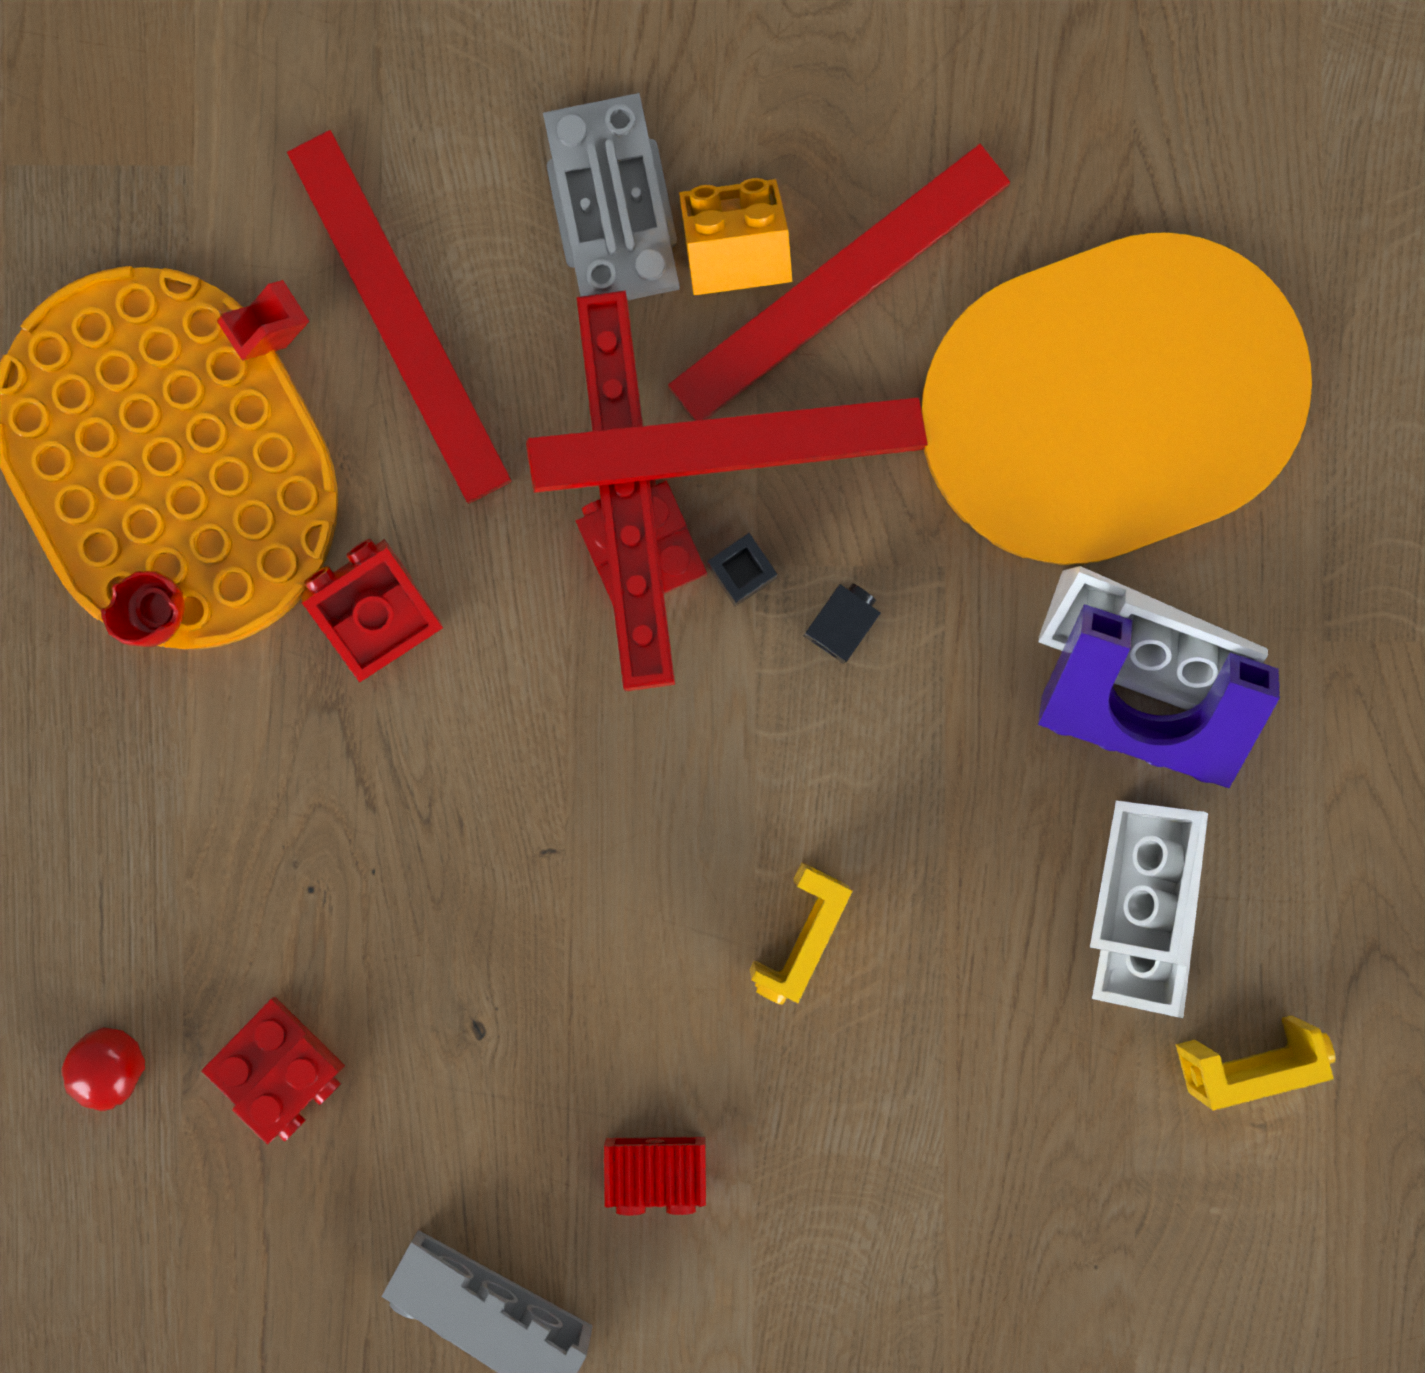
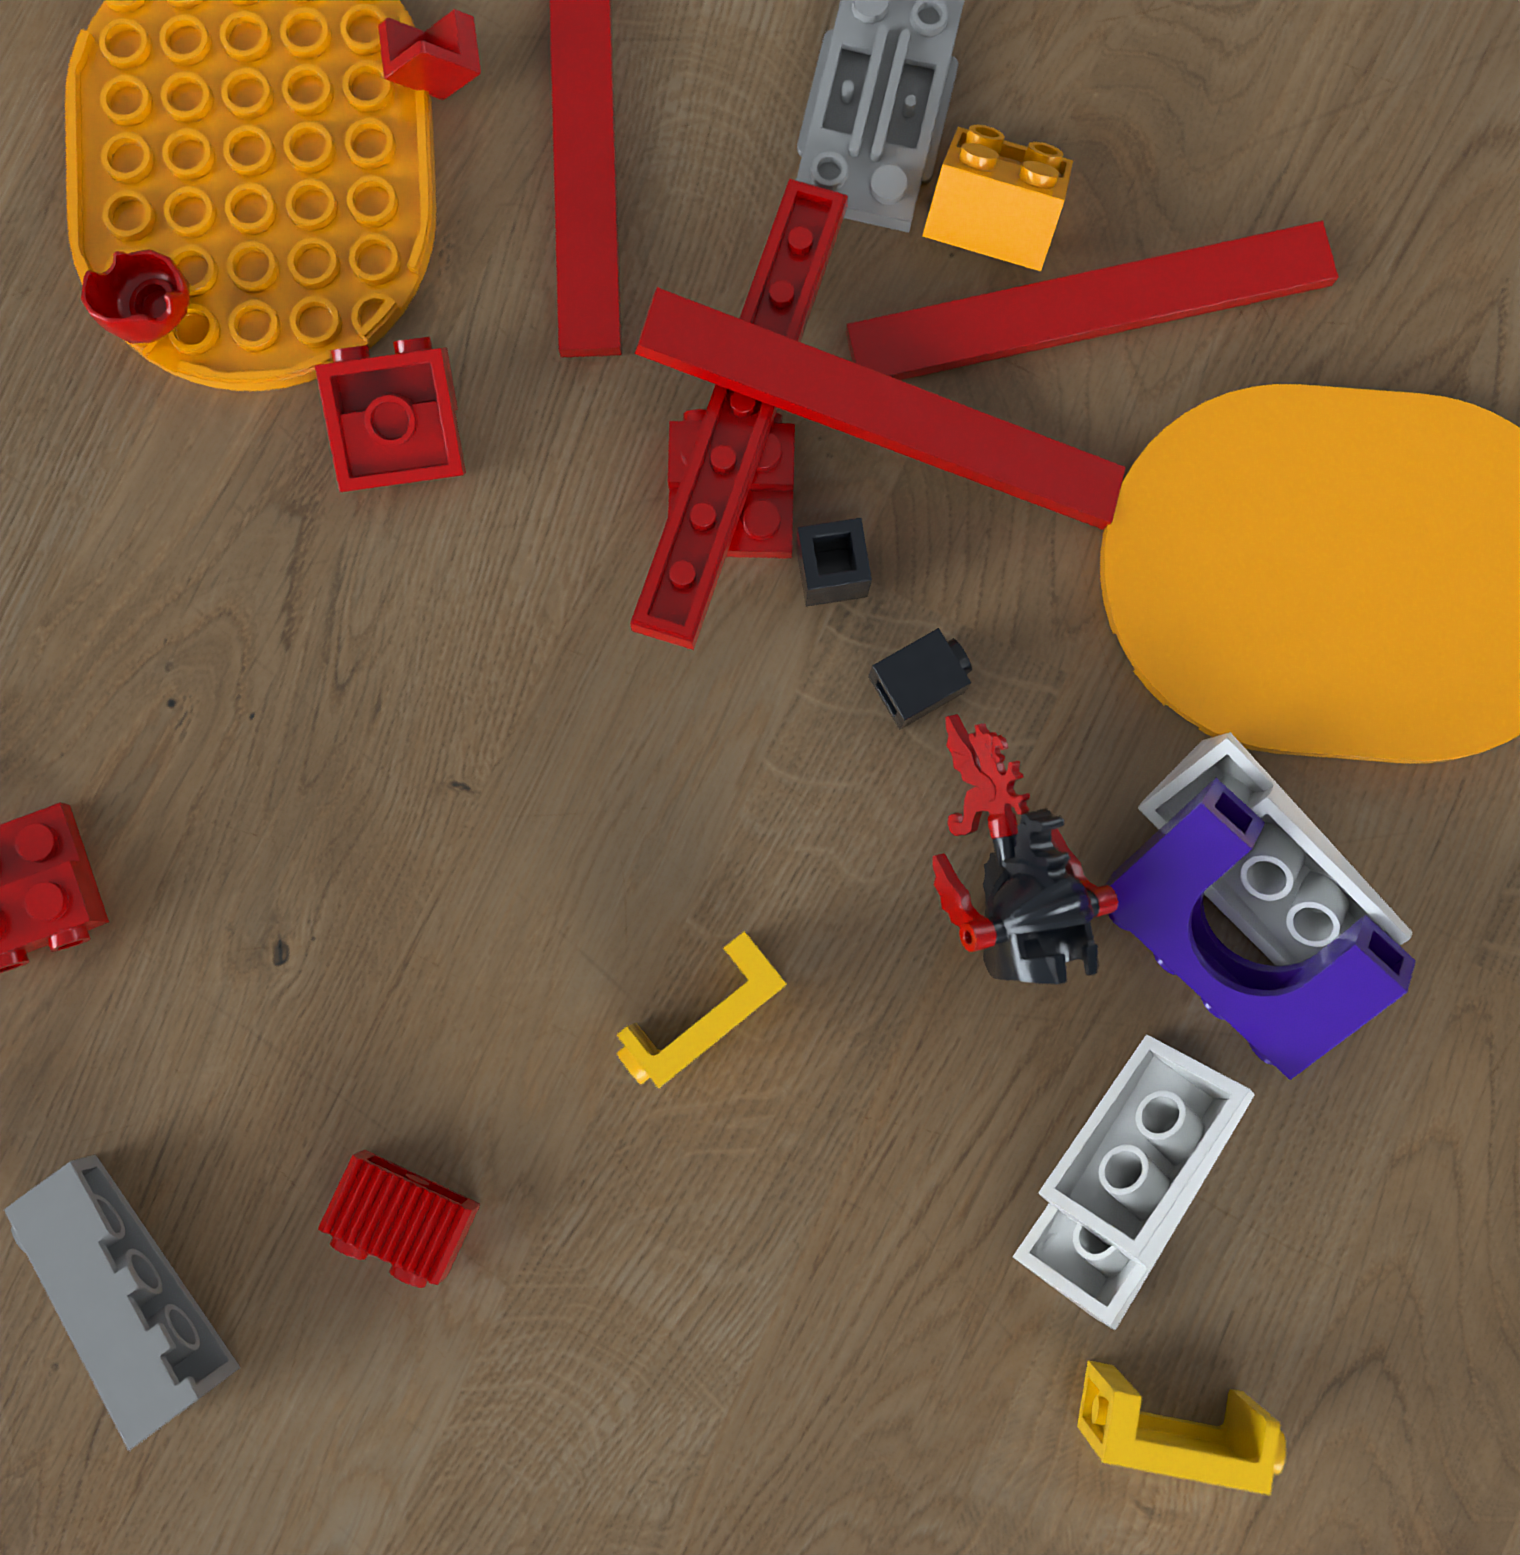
camera: 25 degrees right, 5 degrees down
(988, 734) = (1032, 882): none -> helmet

